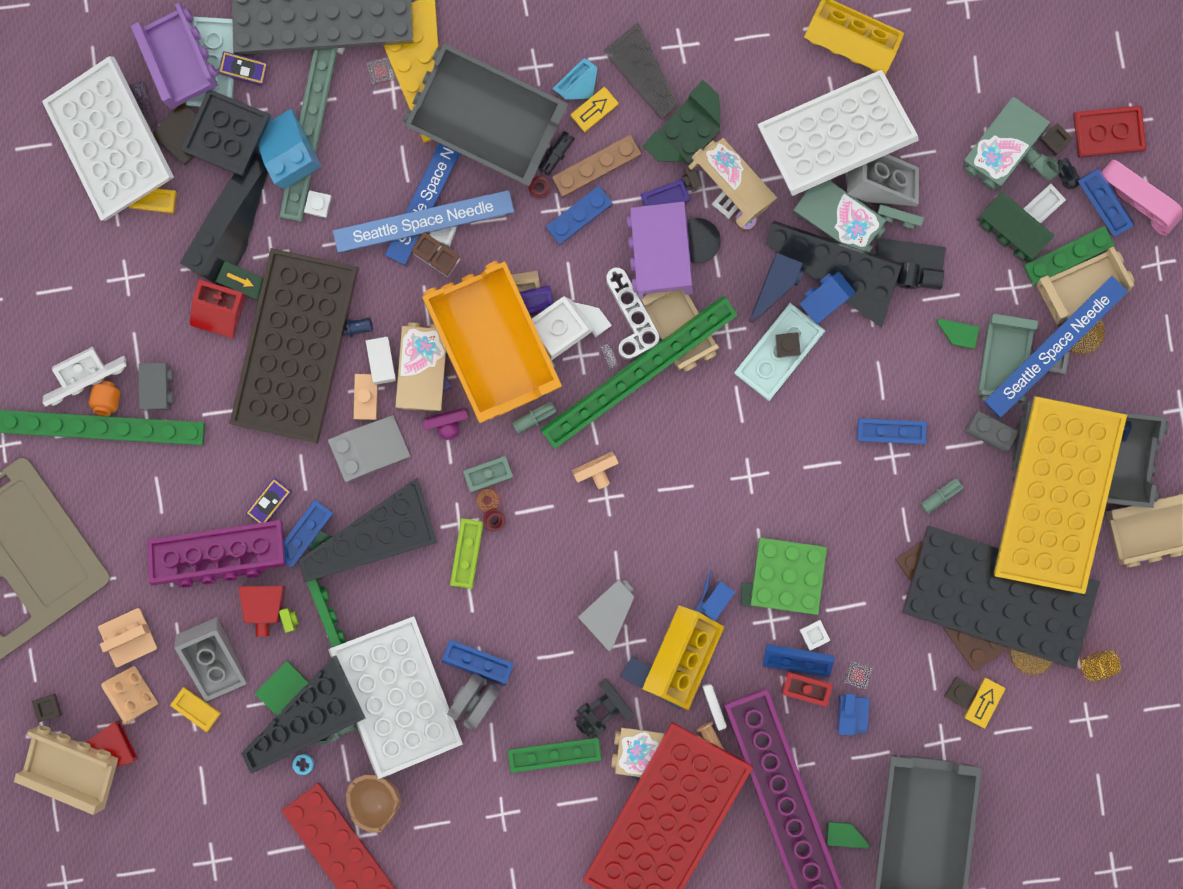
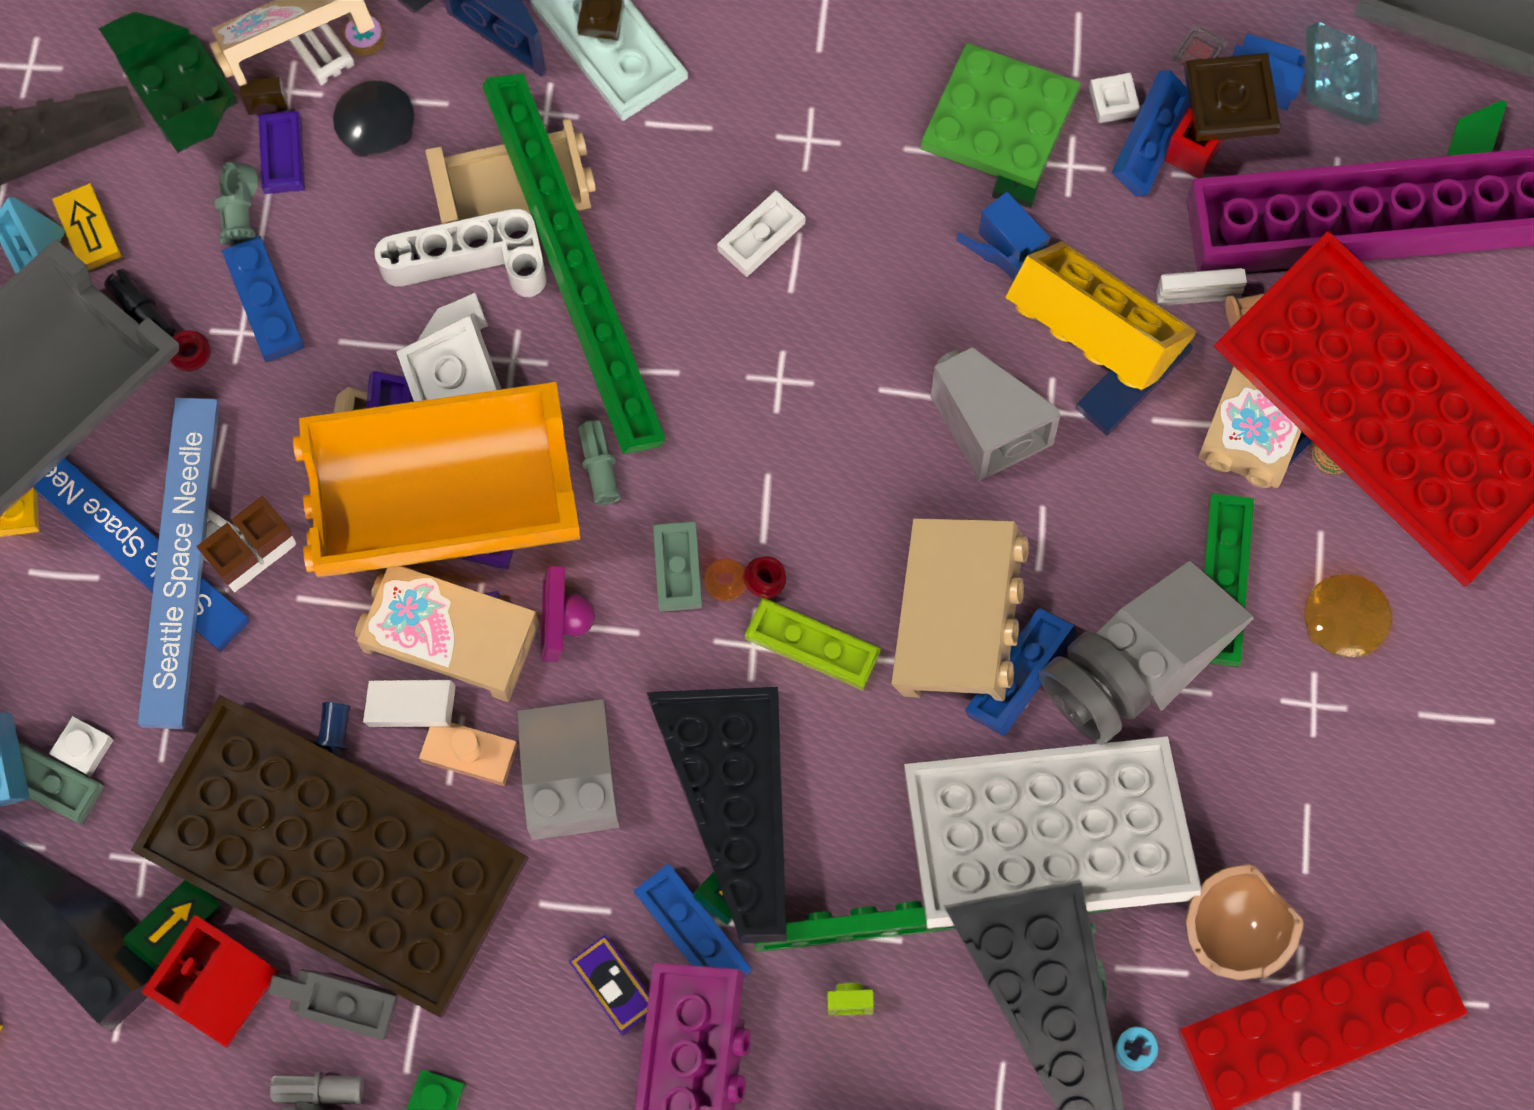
camera: 70 degrees left, 15 degrees down
(181, 375) = (317, 1089): none -> light grey axle
(224, 371) = (337, 1001): none -> dark grey hinge
(262, 606) = (809, 1046): red torso -> none
(281, 687) = (982, 1049): green tile -> none
(499, 624) = (960, 607): none -> tan panel
(515, 734) = (1175, 630): none -> light grey slope
(552, 821) = (1347, 615): none -> clear yellow dish
(587, 721) = (1155, 454): black tile -> none
(596, 166) = (186, 249): medium nougat plate -> none
(596, 469) = (723, 379): light nougat tile -> none
(609, 356) = (529, 307): clear tile -> none
(628, 184) = (235, 202): none -> sand green connector
(660, 249) = (367, 166): medium lavender panel -> none
(684, 466) = (761, 233): none -> white plate
(820, 699) = (1232, 97): none -> dark brown tile
(858, 755) = (1341, 74): none -> clear light blue plate

